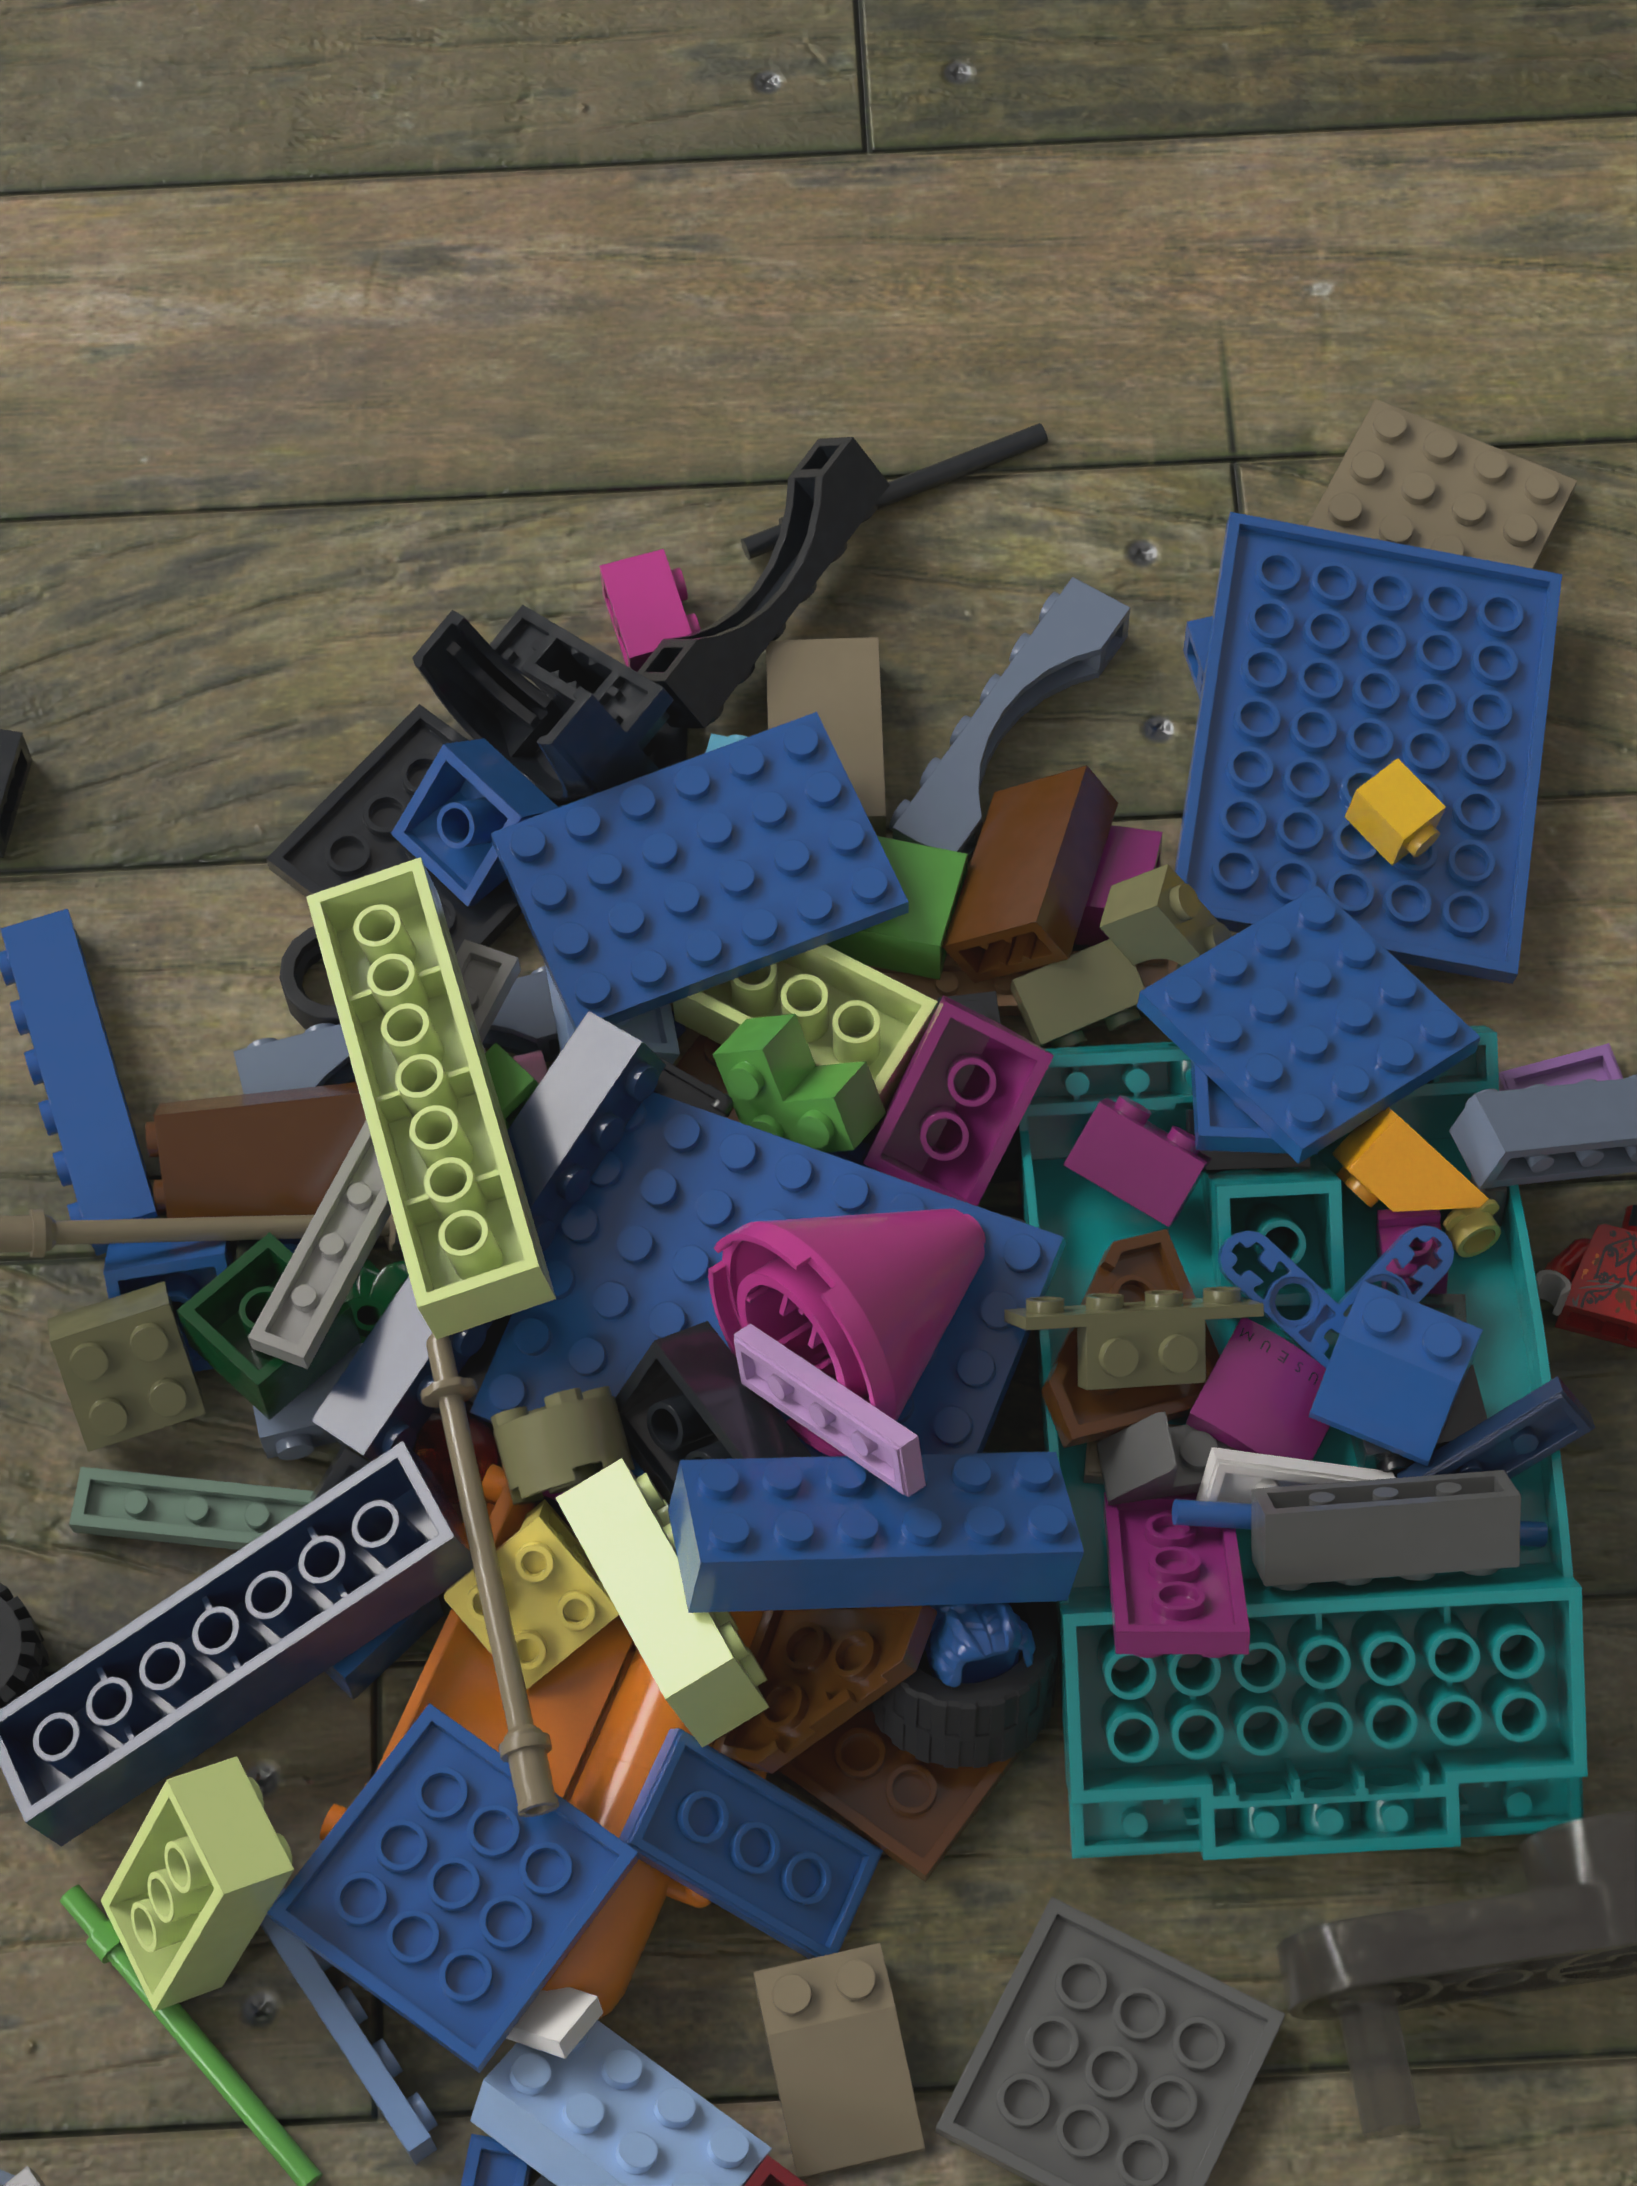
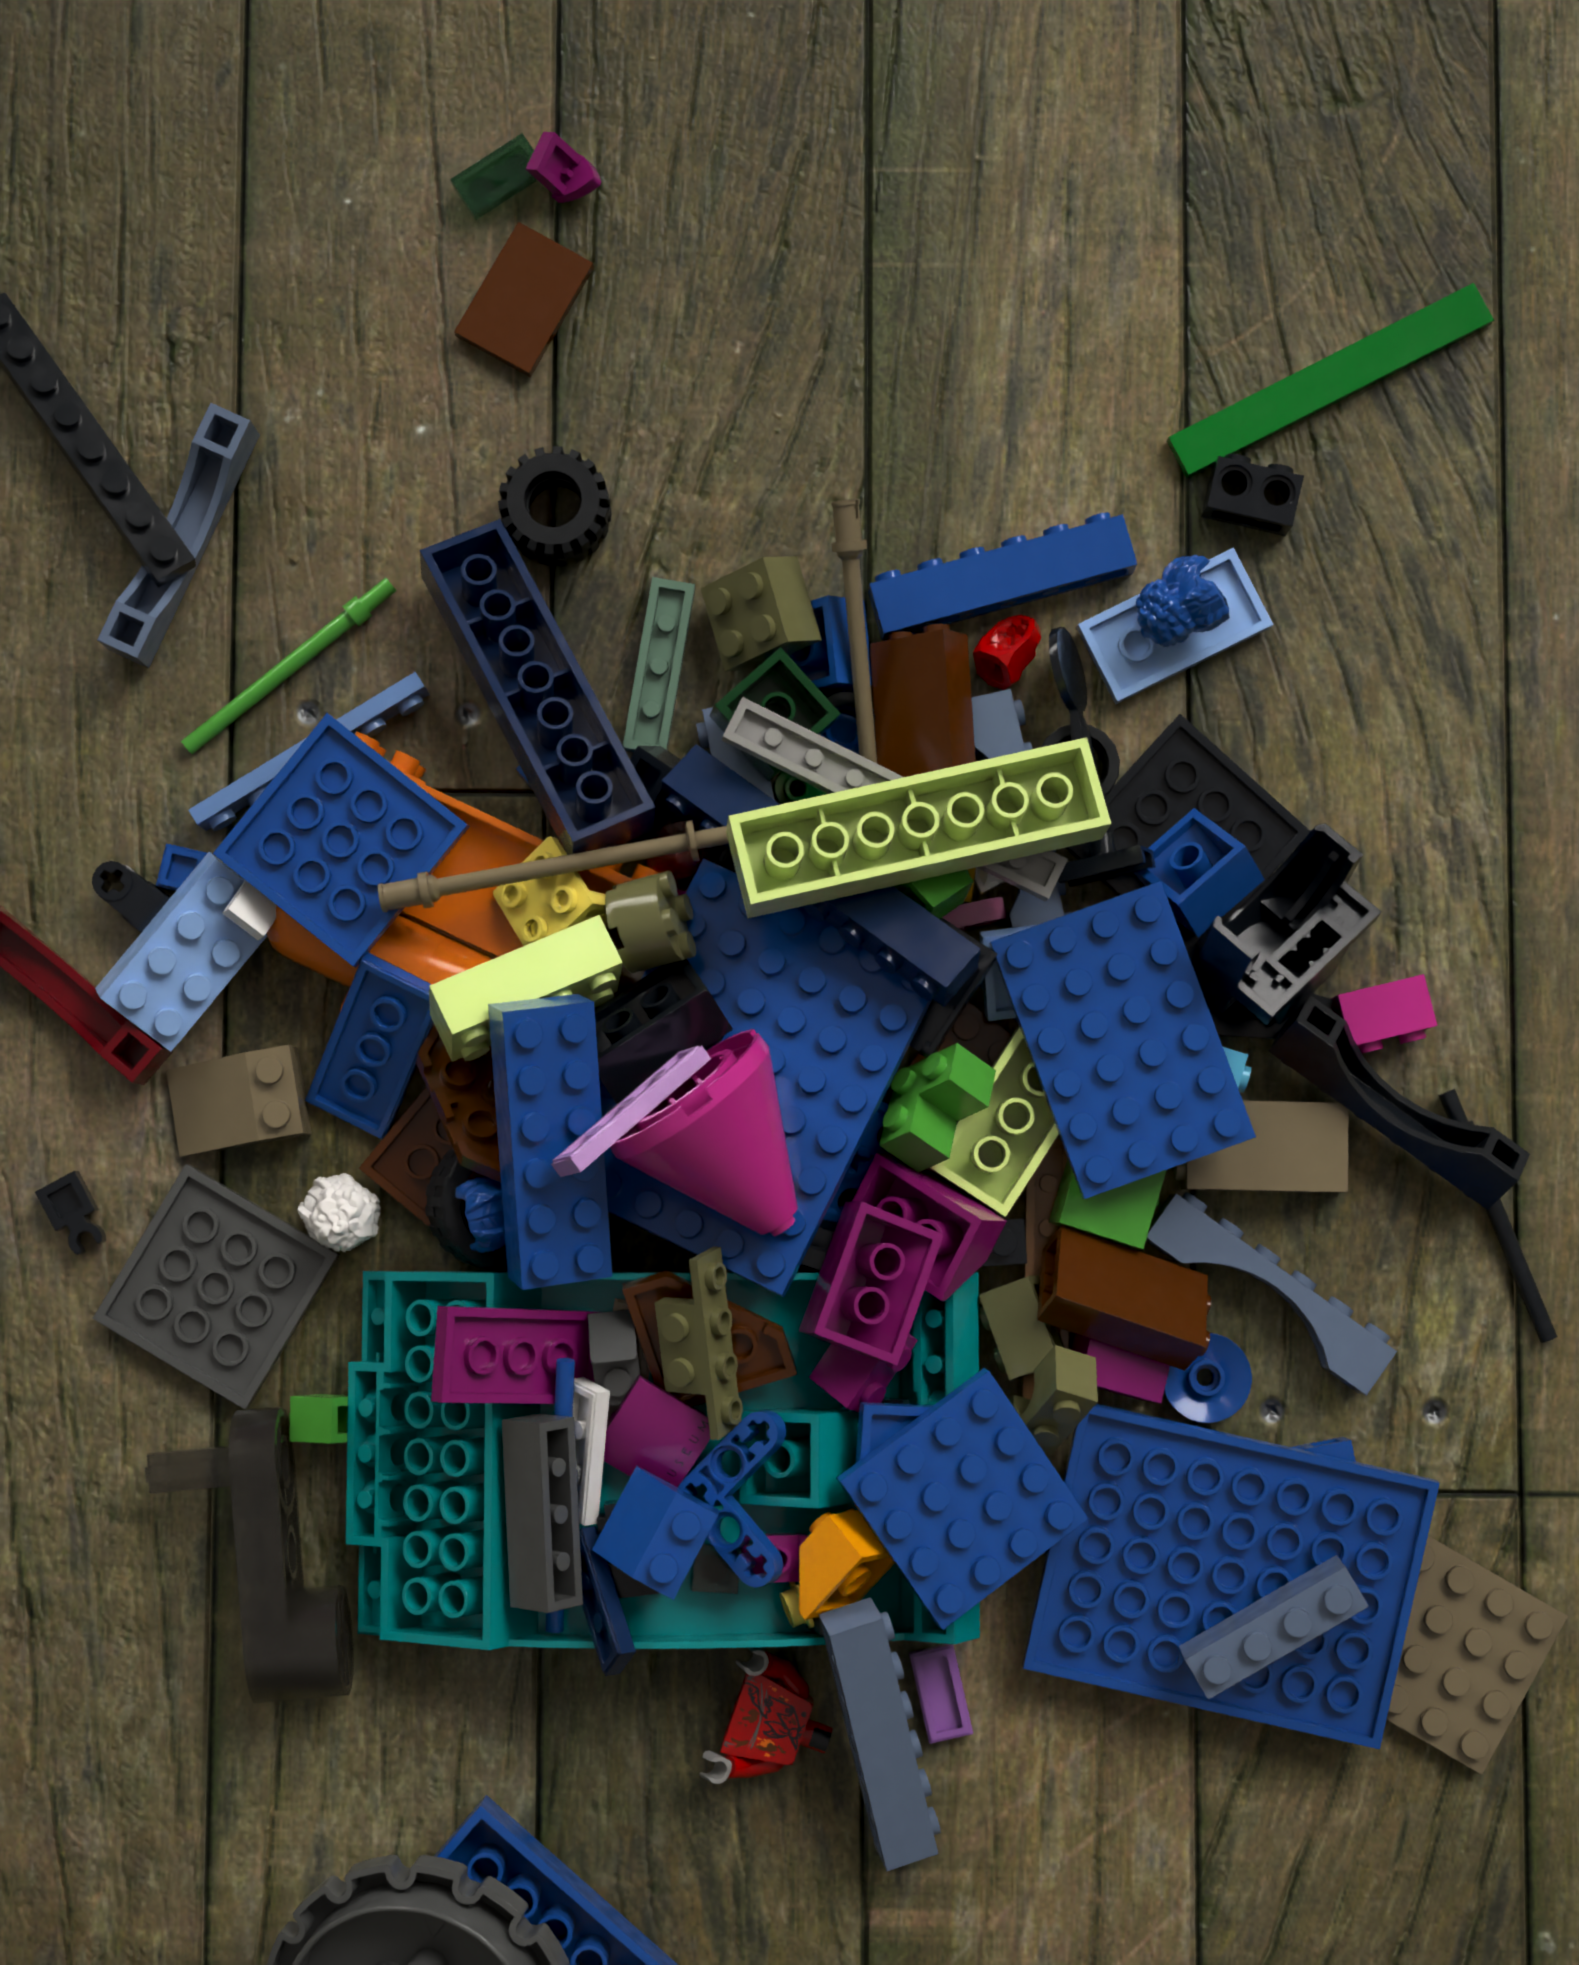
camera: 90 degrees right, 20 degrees up
(120, 844) = (1180, 603): none -> blue hair
(150, 875) = (1137, 663): none -> light blue plate
(180, 1065) = (1007, 650): none -> red rock
(197, 1882) = (359, 668): yellowish green brick -> none
(462, 917) = (1104, 859): none -> black piece
(992, 1891) = (340, 1212): none -> white hair
(1036, 1141) = (871, 1282): none -> magenta slope
(1143, 777) = (1224, 1393): none -> blue dish
(1286, 1896) = (318, 1418): none -> bright green brick
(1396, 813) = (1153, 1588): yellow brick -> none
(1428, 678) = (1273, 1626): none -> sand blue brick

